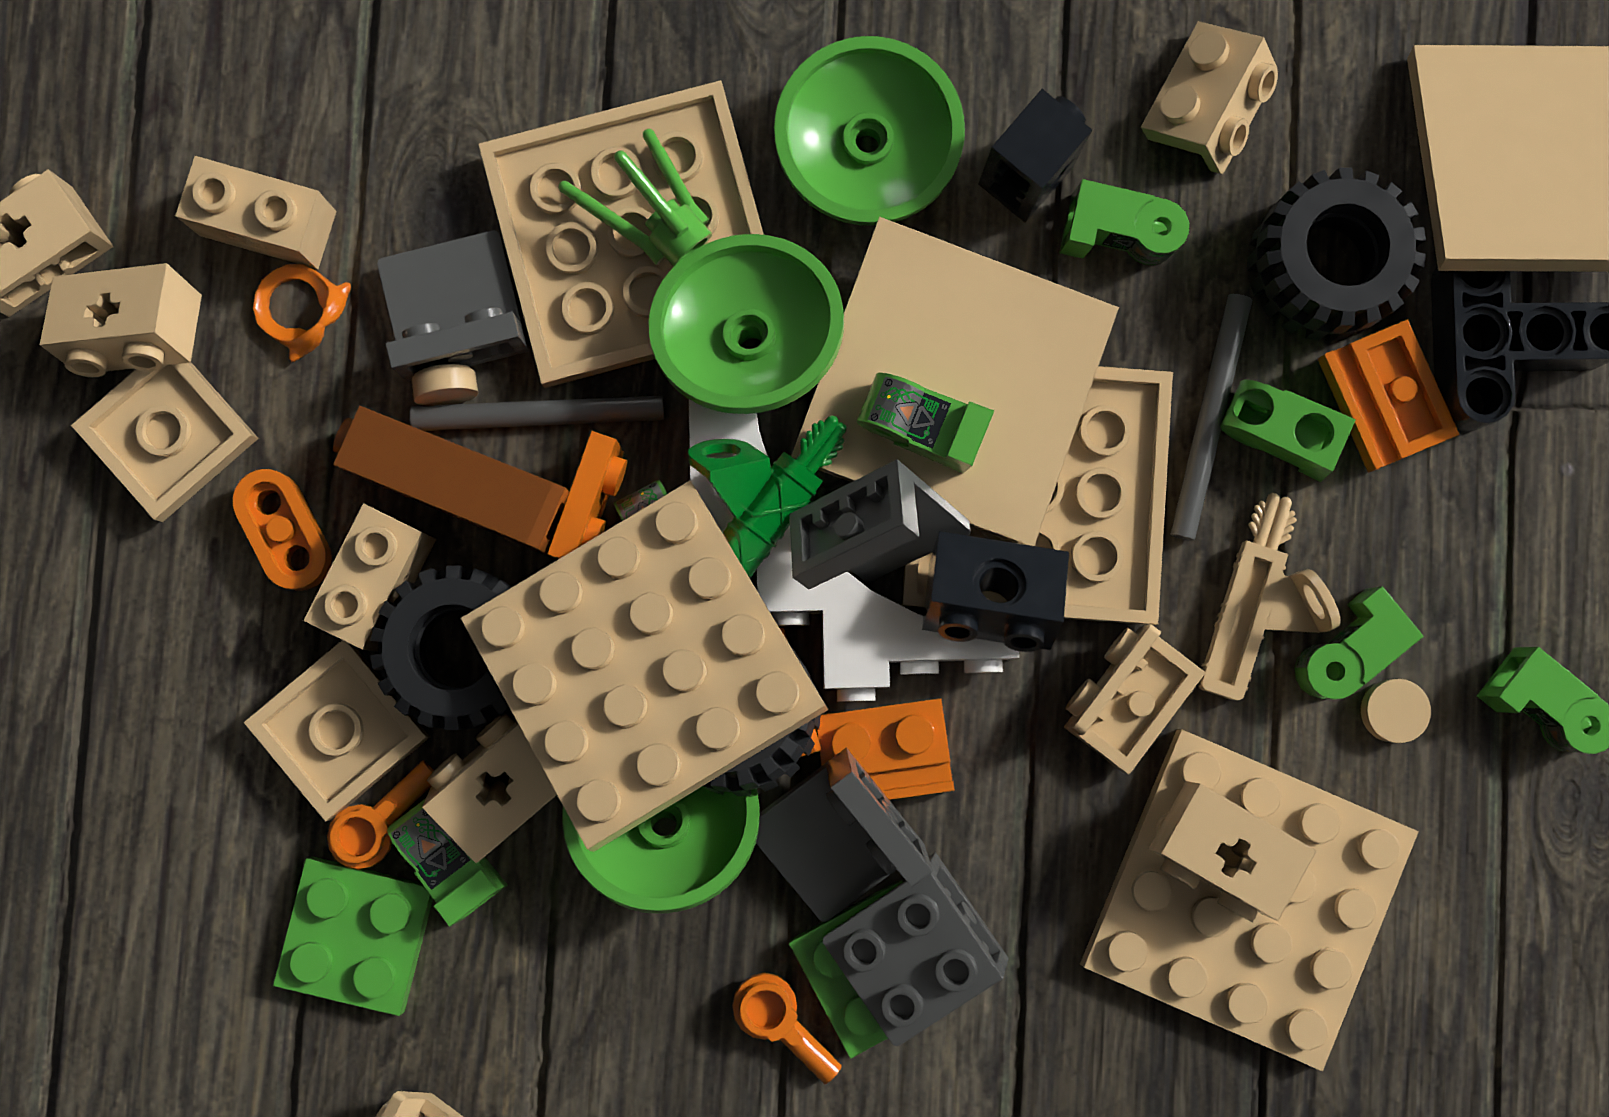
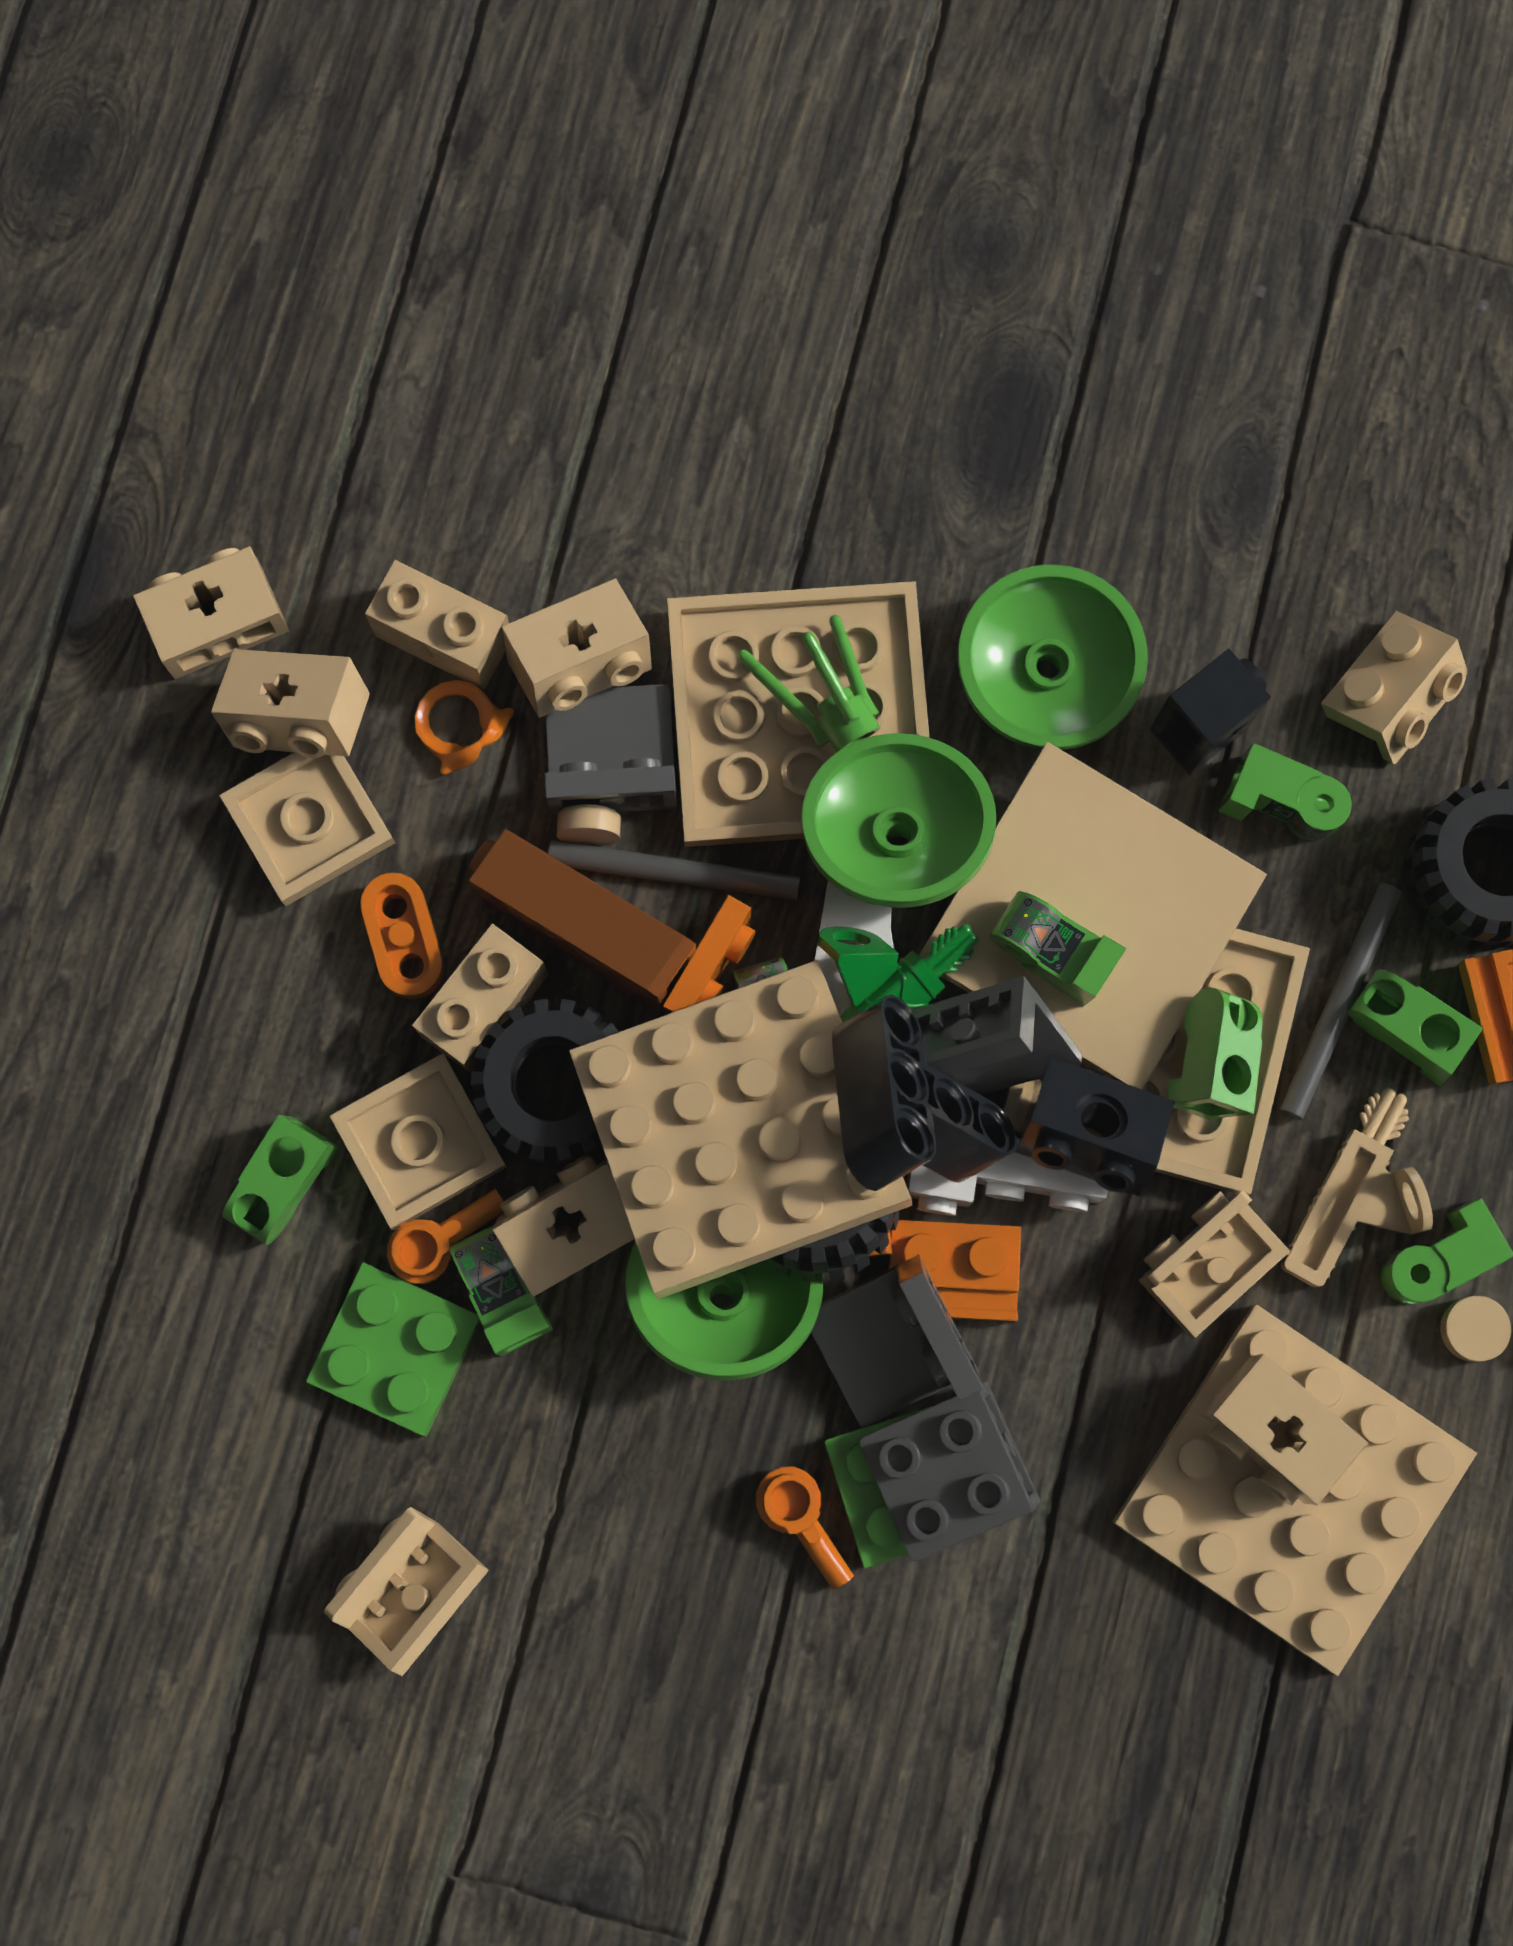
camera: 15 degrees right, 5 degrees down
(206, 791) = (278, 1178): none -> bright green leg
(398, 210) = (577, 648): none -> tan brick
(803, 619) = (905, 1111): none -> black beam
(1104, 497) = (1219, 1056): none -> bright green leg

